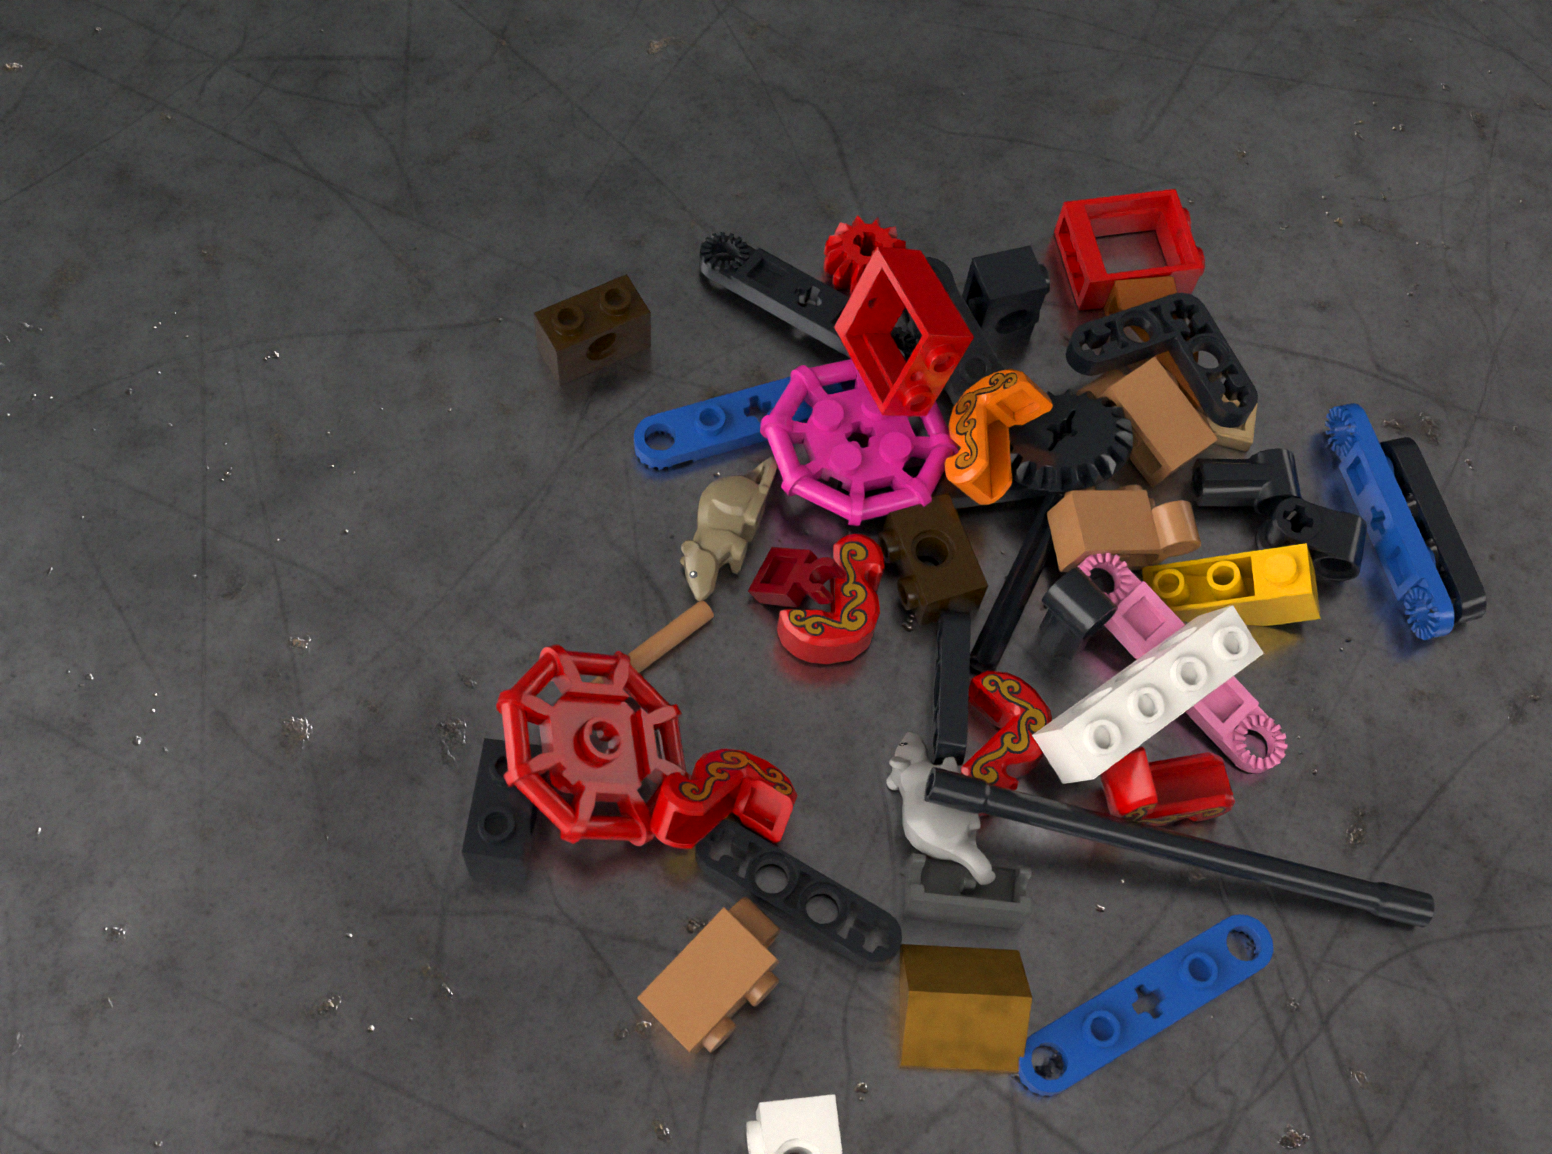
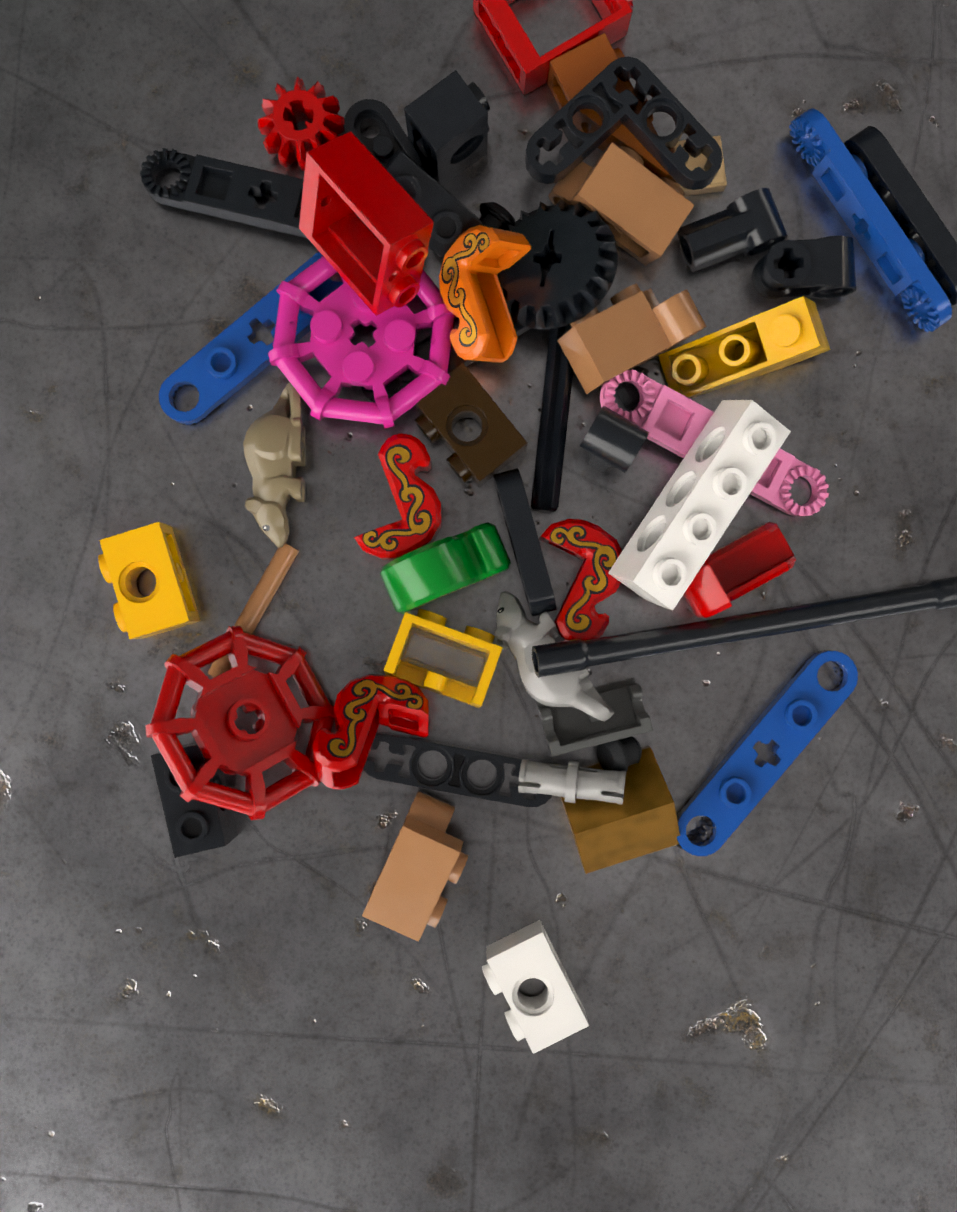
camera: 15 degrees left, 25 degrees up
(555, 615) = (172, 600): none -> yellow brick
(593, 329) = (76, 311): dark brown brick -> none
(791, 575) = (354, 495): dark red plate -> none
(828, 768) = (443, 658): none -> yellow window
(860, 672) = (444, 567): none -> green animal
(924, 938) = (572, 781): none -> light grey pin
(982, 934) = (619, 754): none -> black piece

